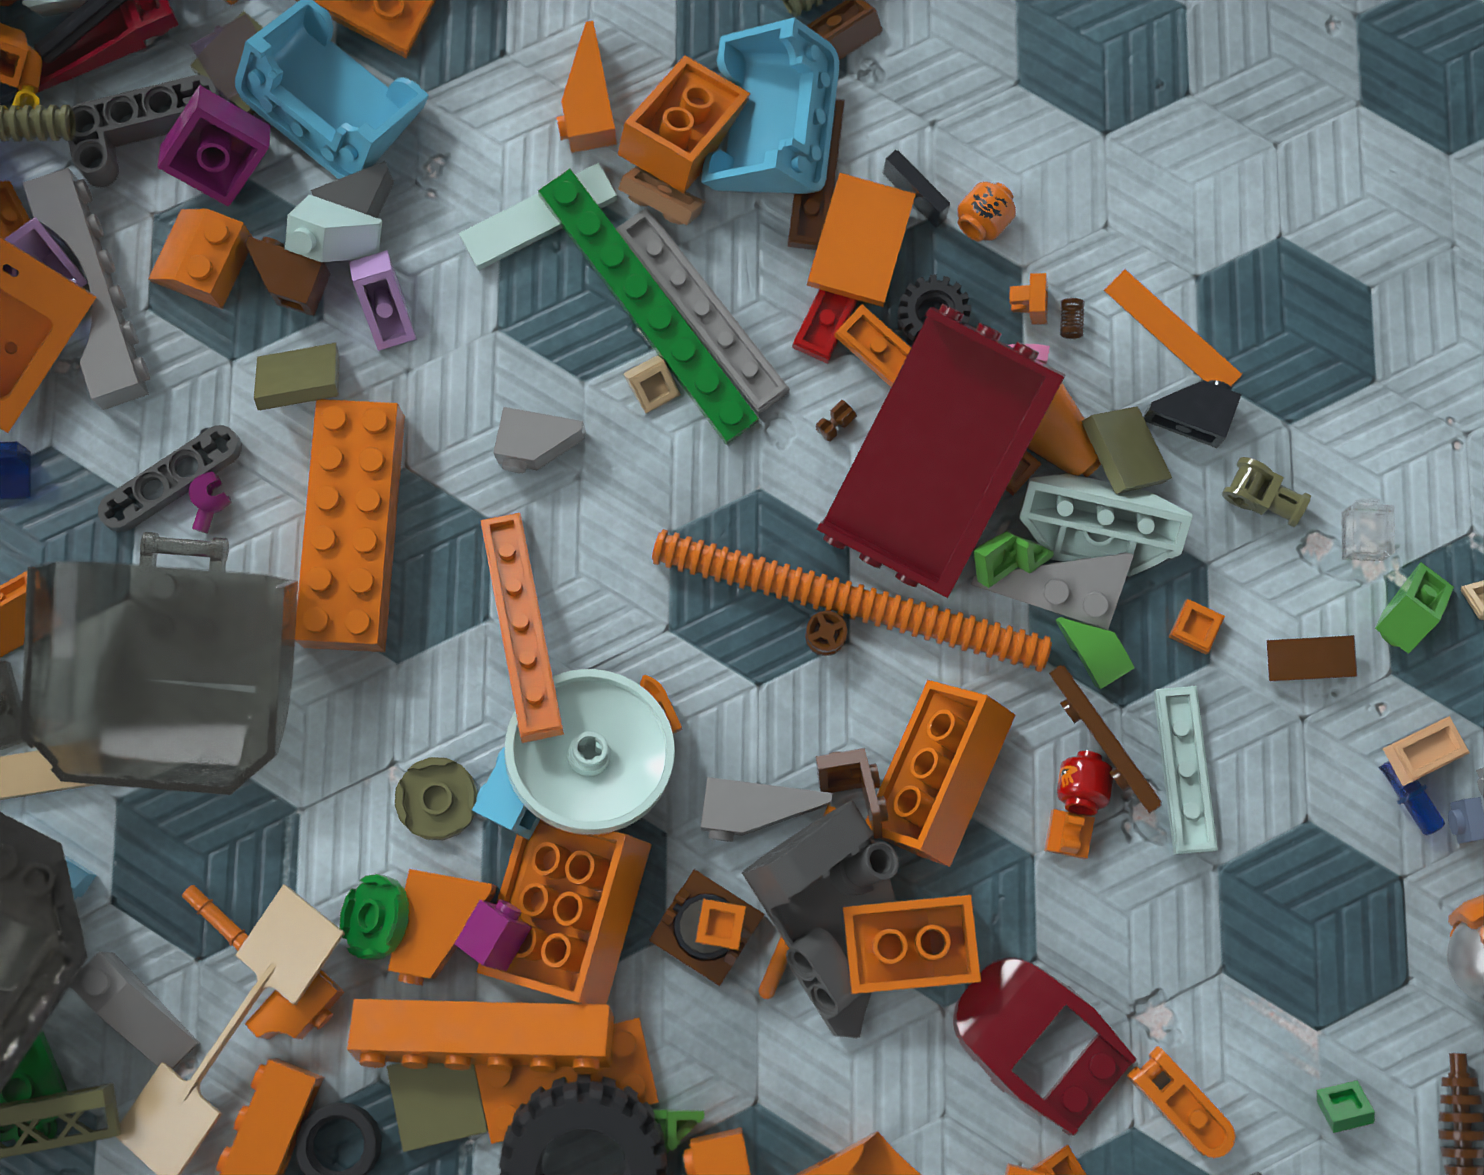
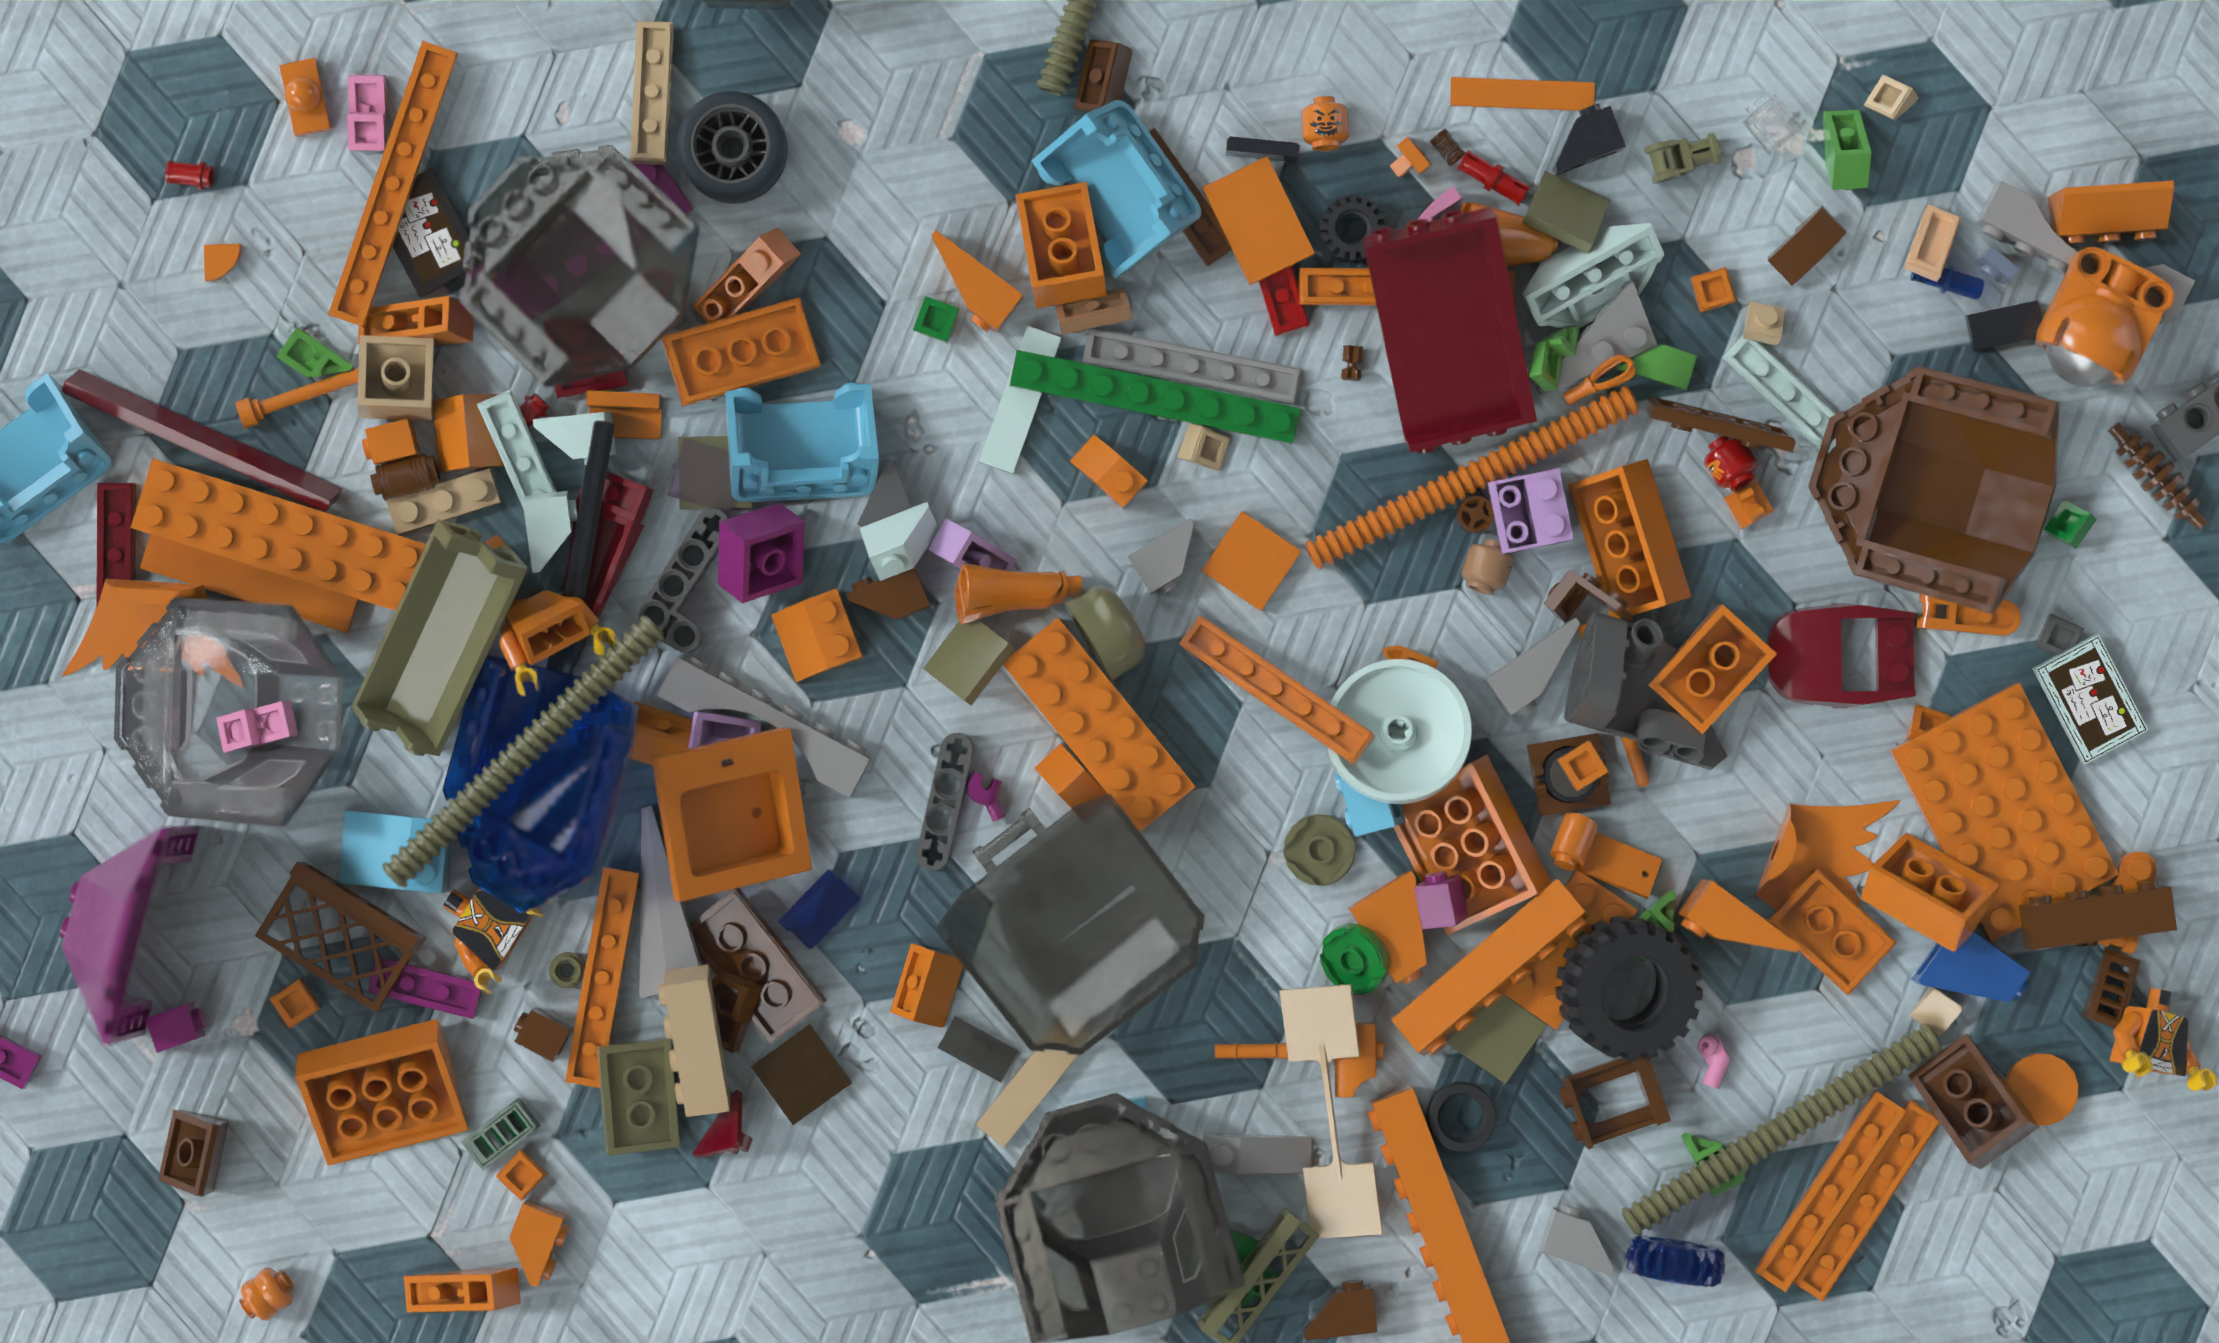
camera: 50 degrees left, 10 degrees up
(282, 547) = (1068, 778): none -> orange slope
(367, 339) = (992, 591): none -> orange piece
(426, 449) = (1108, 630): none -> olive piece
(530, 96) = (936, 319): none -> green plate
(554, 335) = (1109, 471): none -> orange slope
(603, 507) = (1251, 561): none -> orange tile
(661, 1008) = (1601, 857): none -> orange door
(795, 685) = (1487, 567): none -> medium nougat head
(873, 669) = (1530, 511): none -> lavender slope
(1021, 610) = (1589, 384): none -> orange piece
(1089, 373) = (1493, 177): none -> red pin
(1217, 691) = (1763, 323): none -> tan plate
(1261, 965) = (1940, 485): none -> reddish brown windscreen
(1429, 878) = (2003, 325): none -> black tile

